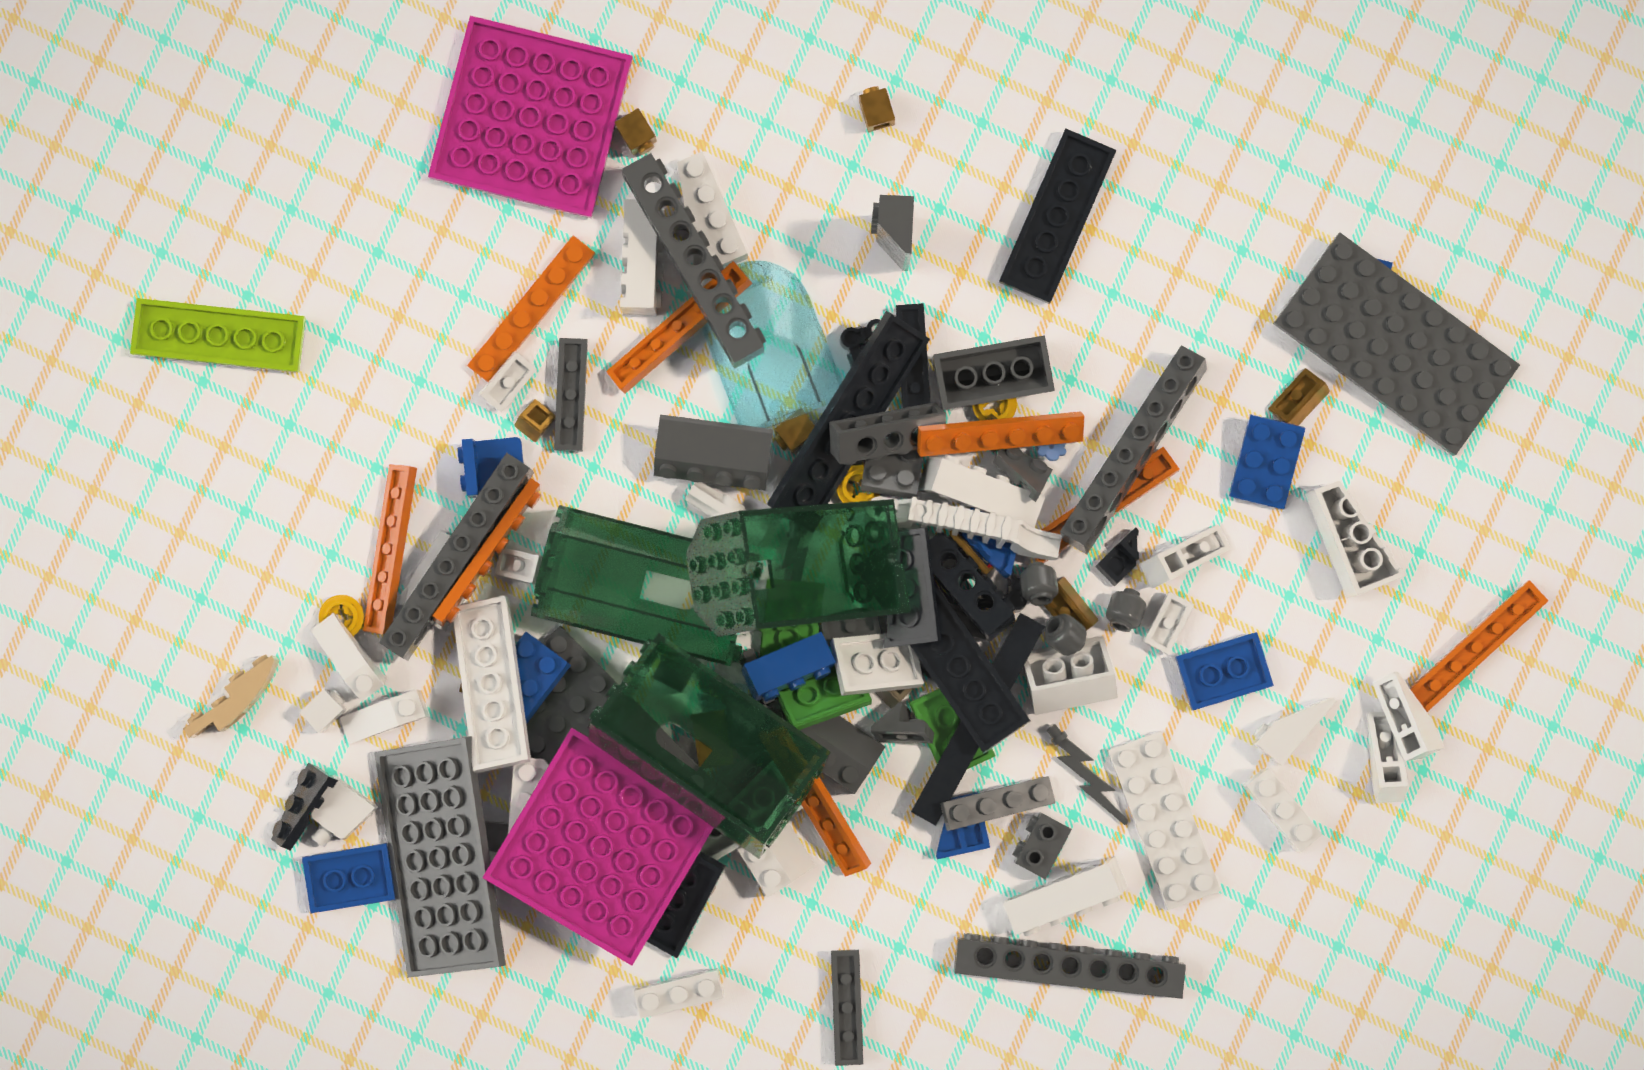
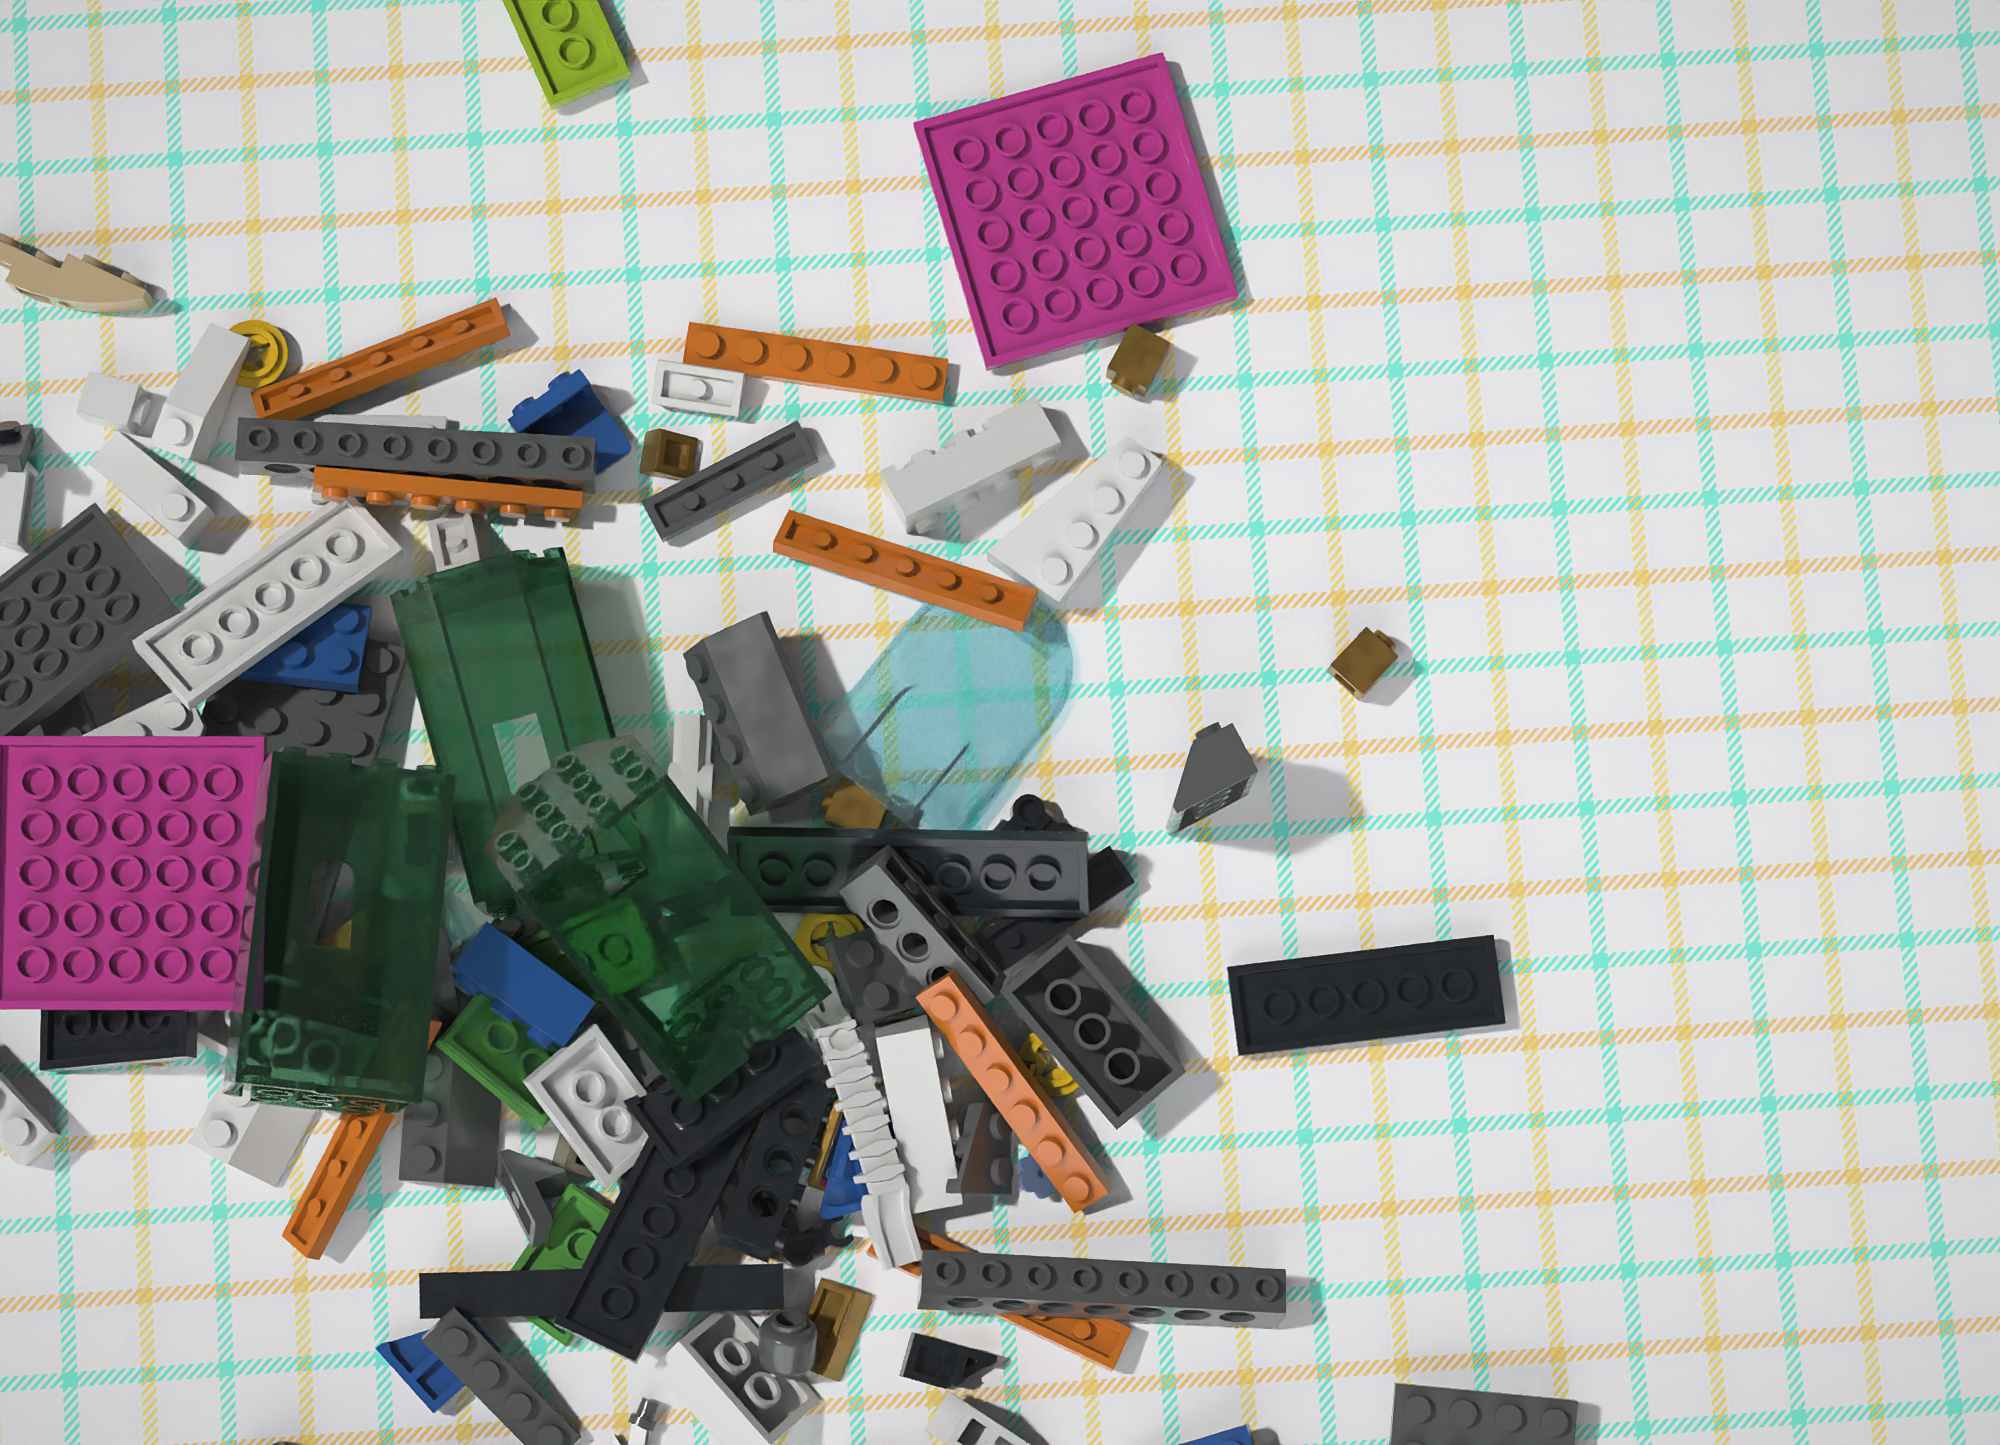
camera: 60 degrees right, 5 degrees down
(649, 170) = (1072, 394): dark grey brick -> none
(847, 1007) = (101, 1343): dark grey plate -> none
(1039, 584) = (837, 1266): dark grey head -> none
(1125, 610) = (873, 1410): dark grey head -> none

